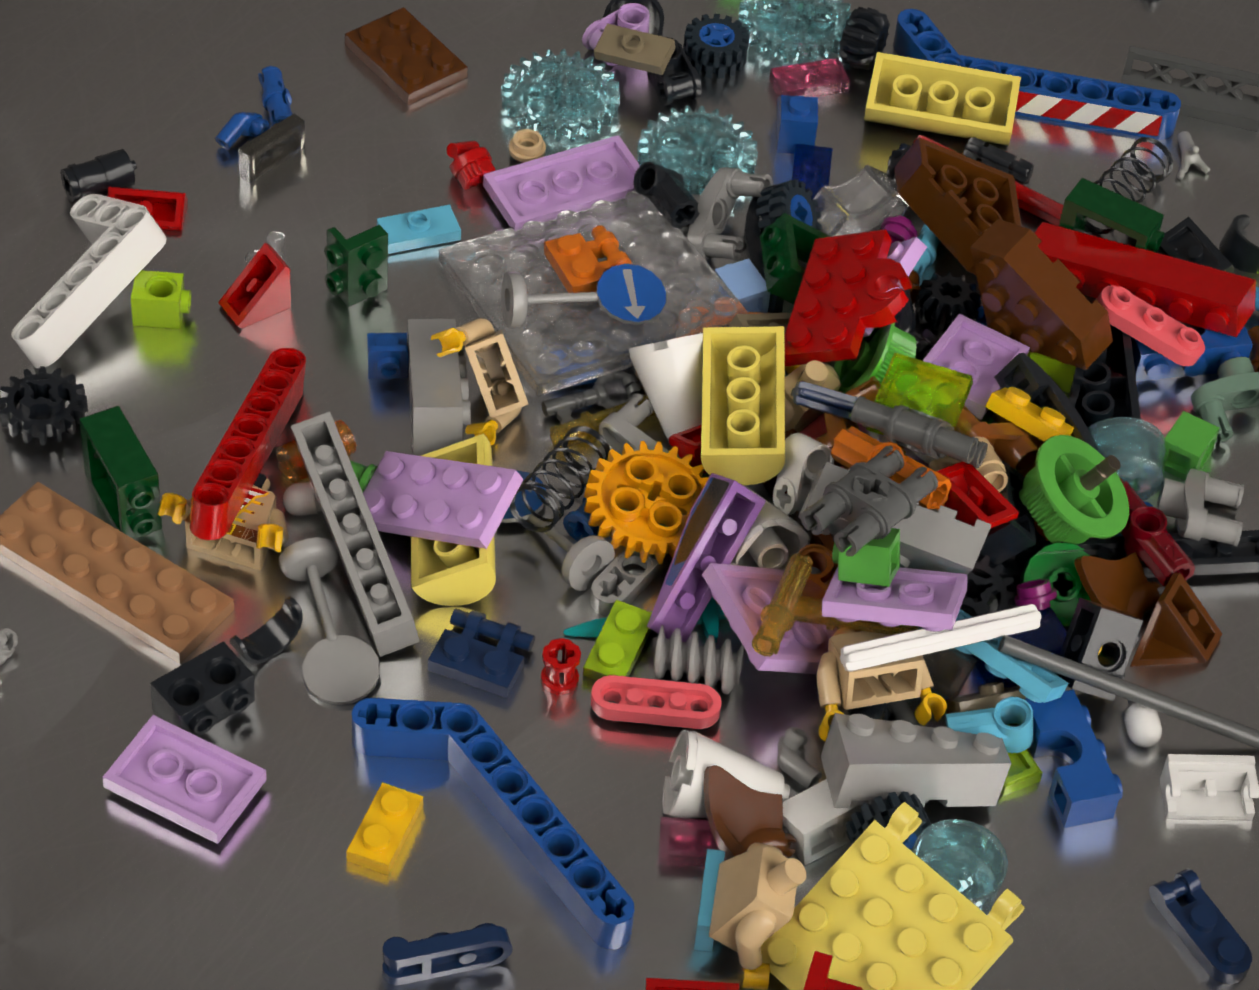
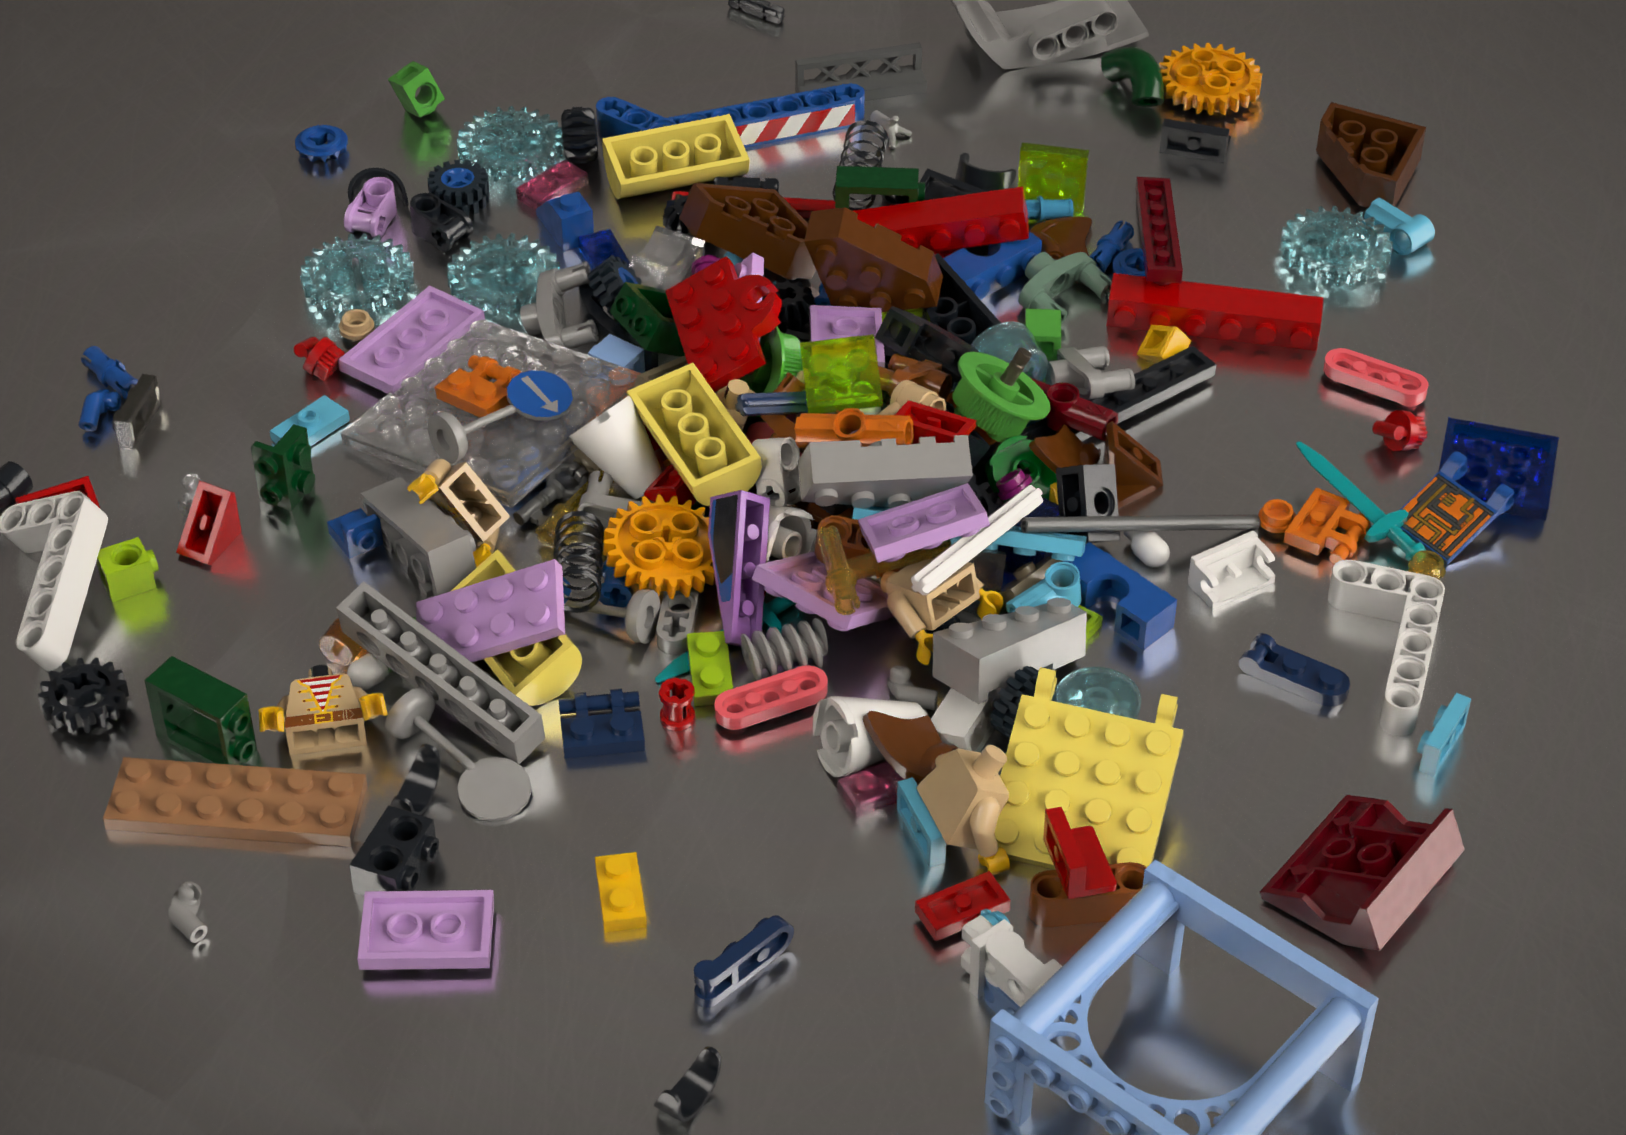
camera: 25 degrees left, 5 degrees down
(247, 444) = (299, 644): red beam -> none
(406, 56) = (198, 296): reddish brown plate -> none
(490, 769) = (709, 820): blue beam -> none
(634, 49) = (400, 212): dark tan plate -> none
(667, 193) = (508, 311): black piece -> none
(869, 500) = (867, 454): dark grey pin -> none
(874, 562) = (884, 500): bright green brick -> none
(919, 432) = (863, 391): dark grey pin -> none
(1016, 407) = (909, 350): yellow plate -> none
(1151, 326) = (966, 254): coral plate -> none

